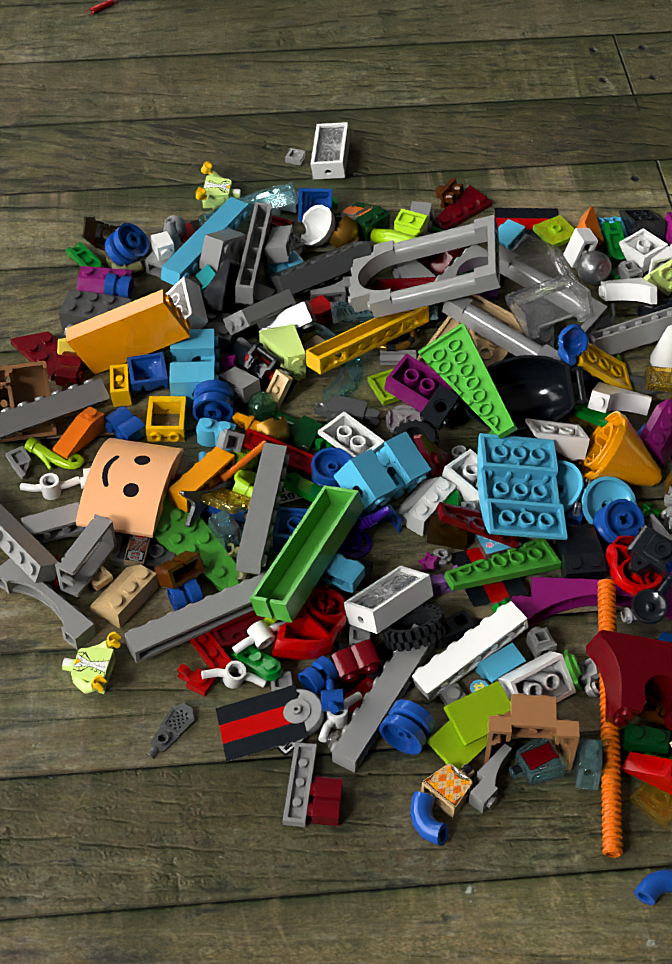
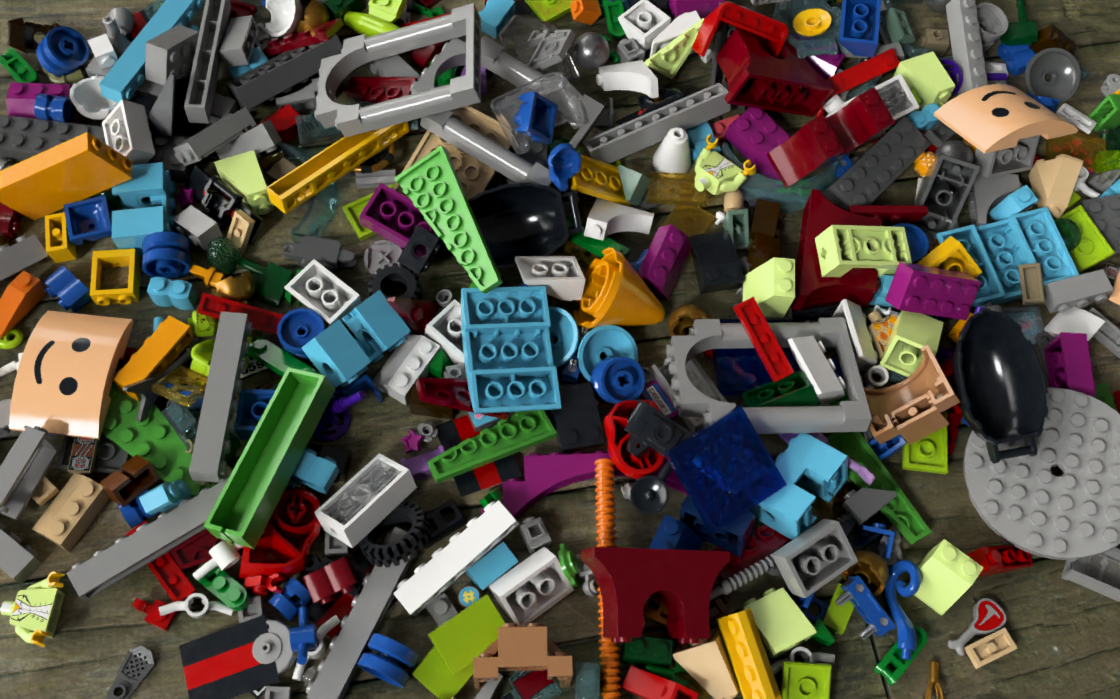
camera: 10 degrees left, 15 degrees up
(148, 280) = (88, 99): none -> white cylinder
(205, 276) = (153, 89): teal bracket -> none
(211, 581) = (165, 497): none -> medium azure brick
(230, 439) = (184, 305): light grey window -> none
(243, 462) = (200, 333): orange bar -> none
(296, 661) = (263, 584): none -> red plate
(336, 244) = (304, 38): none -> dark red wing
(547, 307) = (536, 117): none -> blue brick
(557, 261) = (550, 49): none -> light grey wing
(580, 243) = (578, 20): white brick -> none
(634, 372) = (633, 184): none -> sand green slope
(647, 509) = (650, 359): green bar -> none

